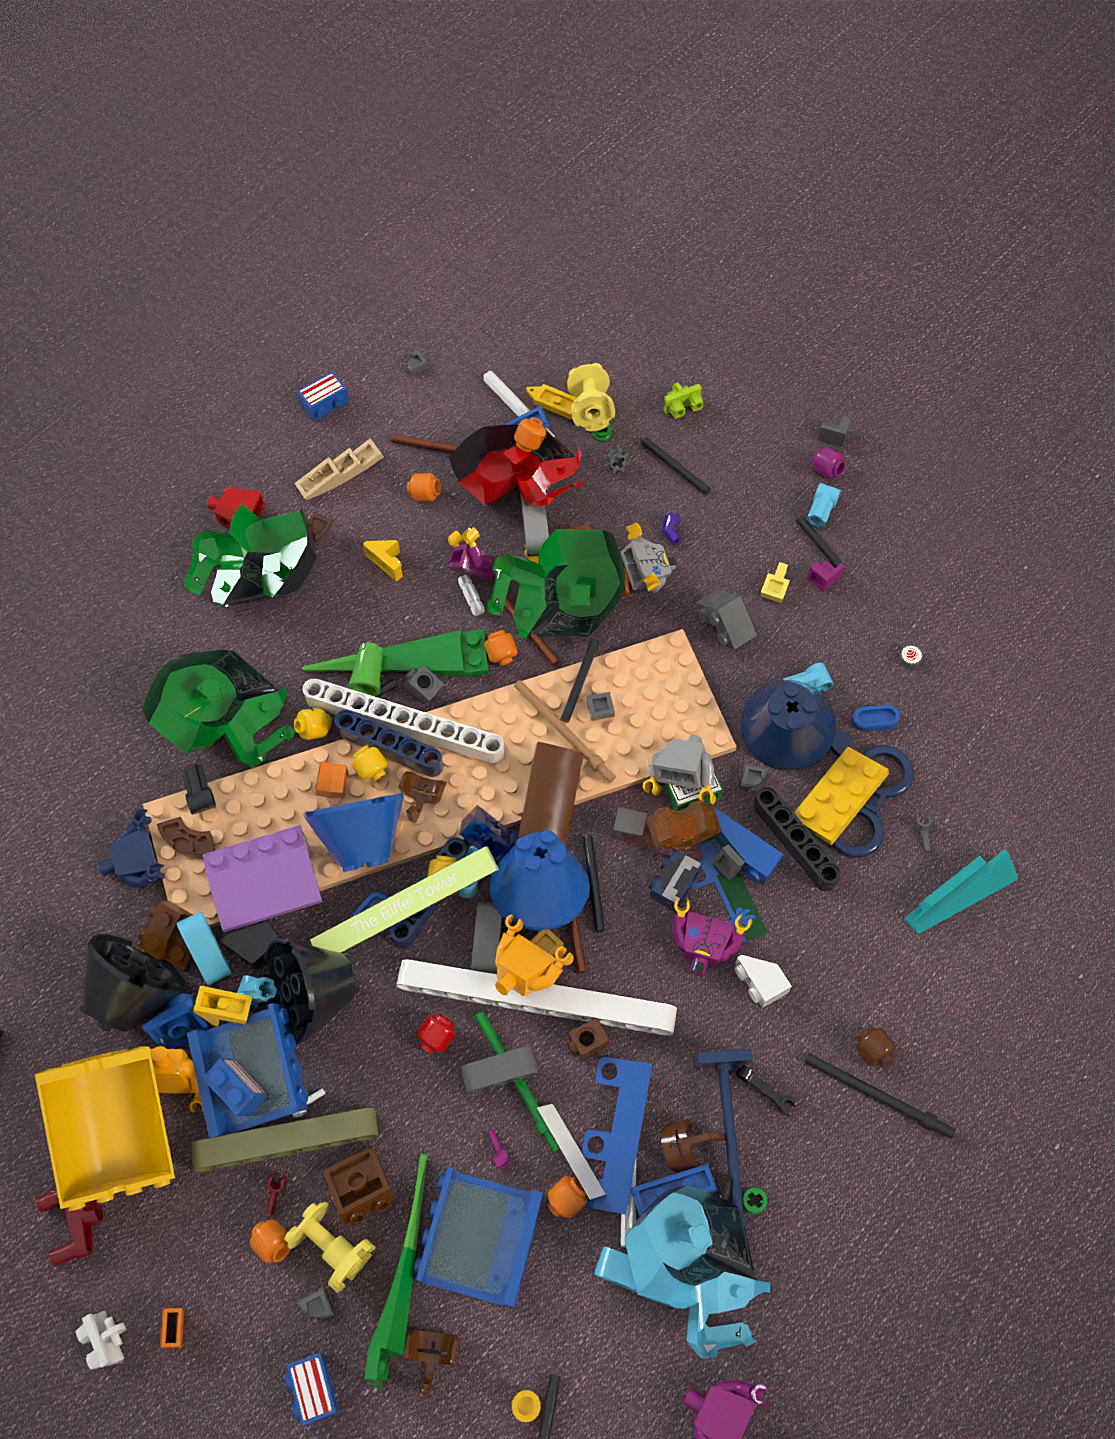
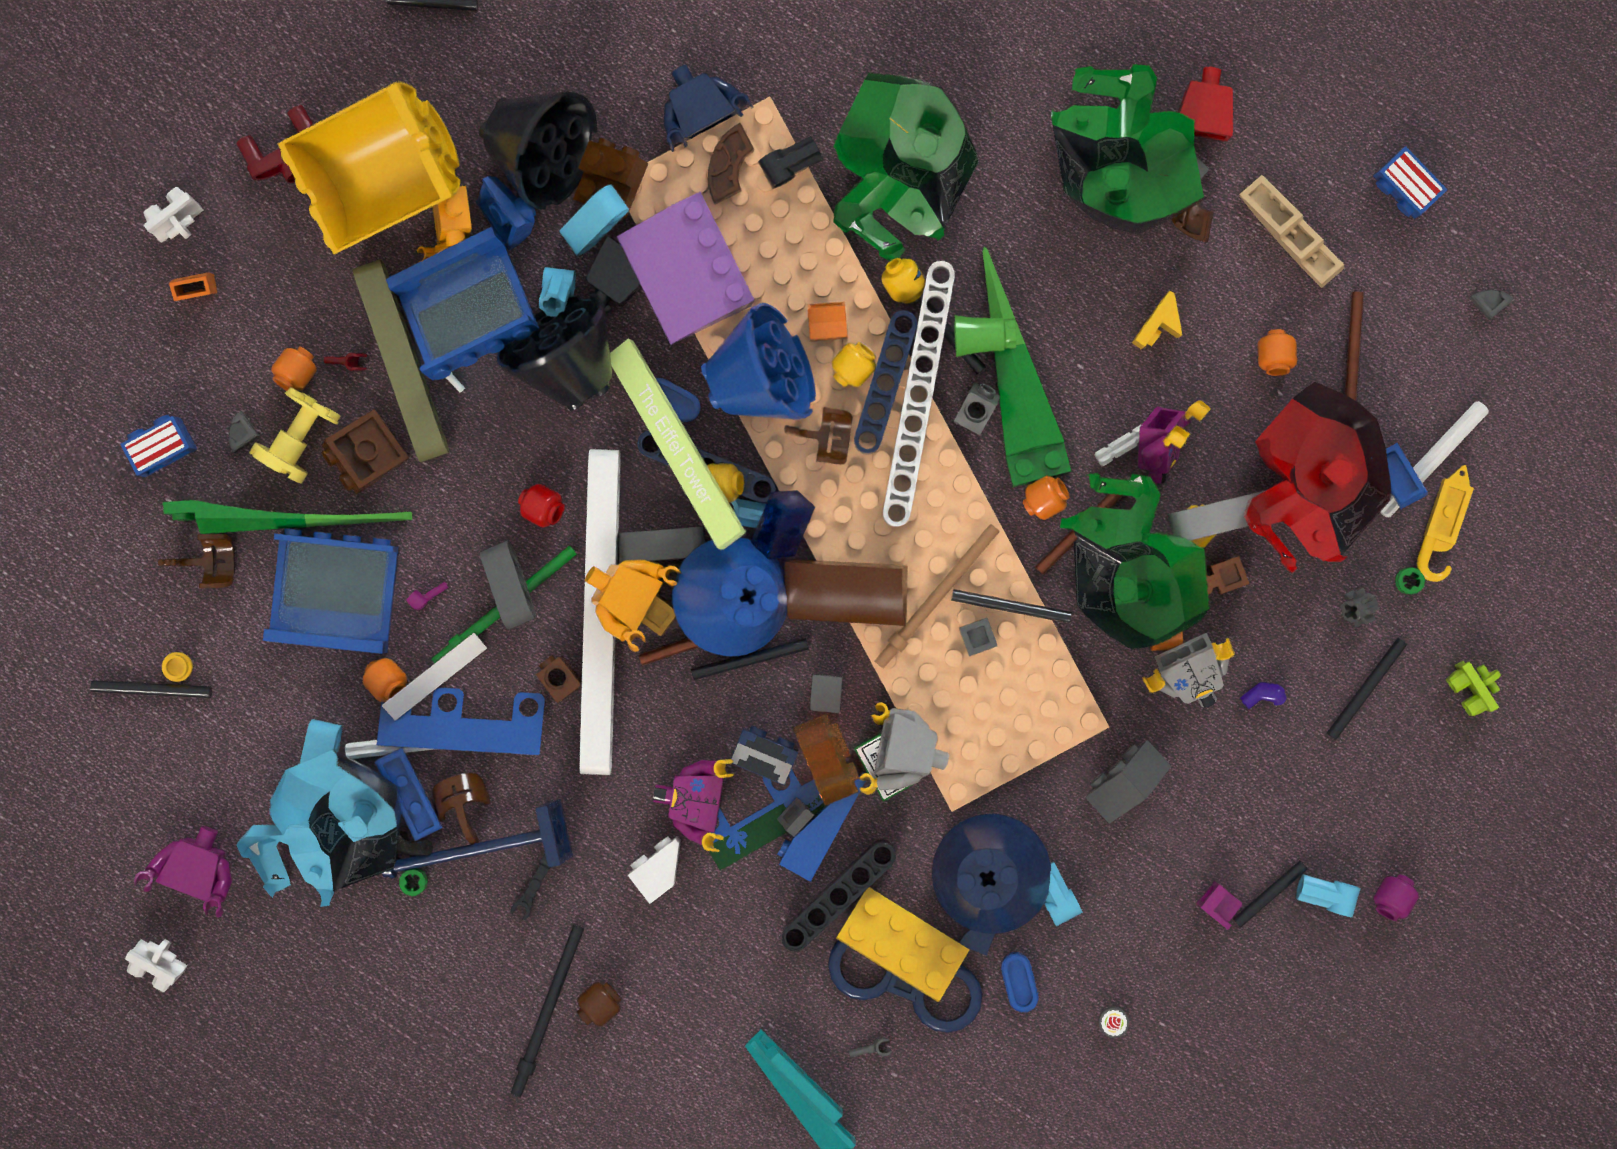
camera: 80 degrees right, 25 degrees up
(222, 1005) = (526, 260): yellow slope -> none
(235, 1087) = (441, 295): blue brick -> none
(530, 434) = (1370, 485): orange head -> none
(592, 406) = (1428, 565): light yellow piece -> none
(752, 776) = (916, 835): dark grey tile -> none
(775, 585) = (1191, 840): light yellow plate -> none
(834, 433) = (1453, 901): dark grey panel -> none

